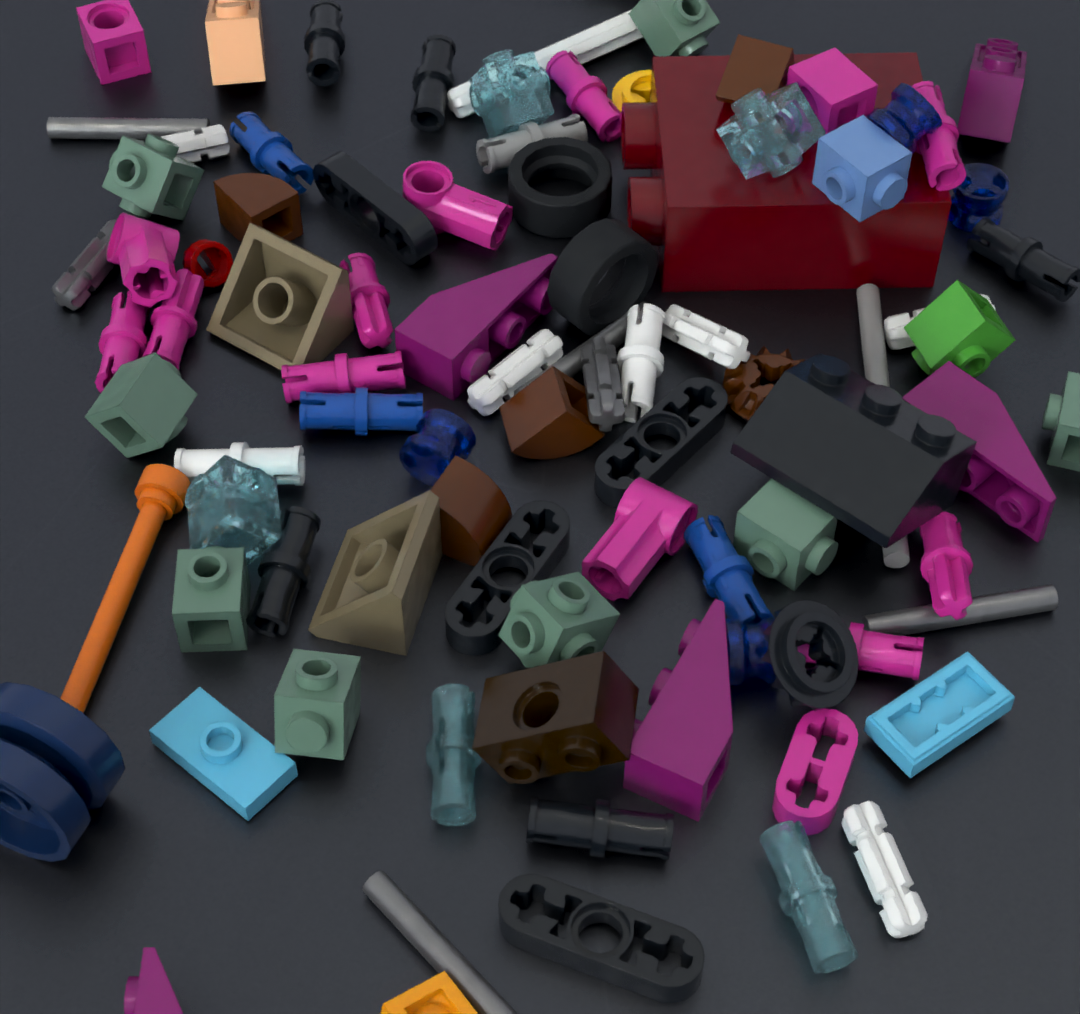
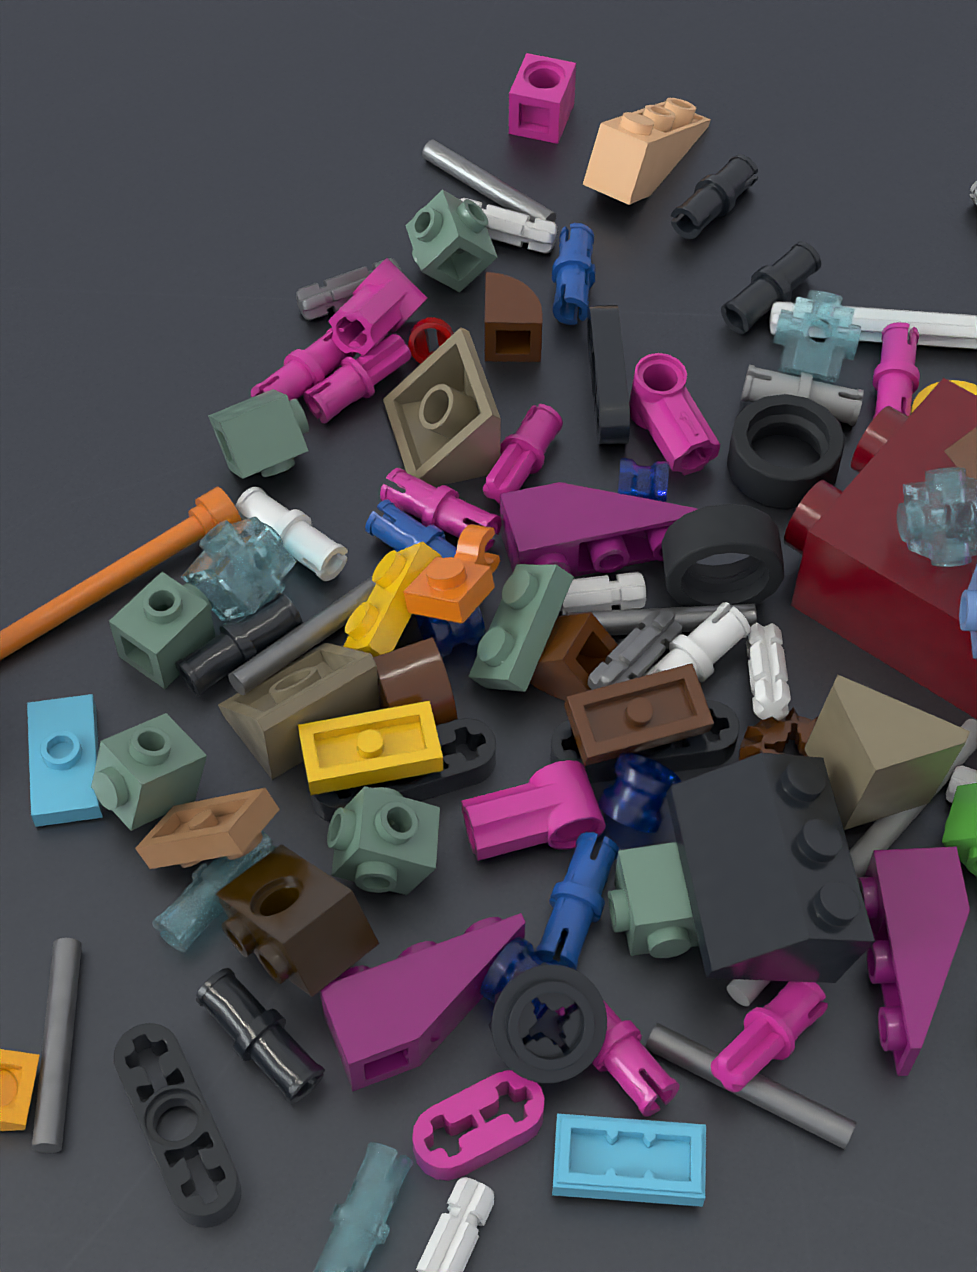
camera: 40 degrees right, 5 degrees up
(332, 531) = (299, 640): none -> flat silver bar
(381, 456) = (383, 617): none -> yellow plate
(417, 707) = (209, 829): none -> medium nougat plate
(433, 407) = (456, 585): none -> orange plate
(482, 566) = (370, 747): none -> yellow plate
(490, 258) = (644, 481): none -> clear blue wheel
(502, 414) = (520, 627): none -> sand green plate
(654, 415) = (638, 714): none -> reddish brown plate
(702, 470) = (638, 792): none -> clear blue wheel
(849, 317) = (881, 752): none -> dark tan slope

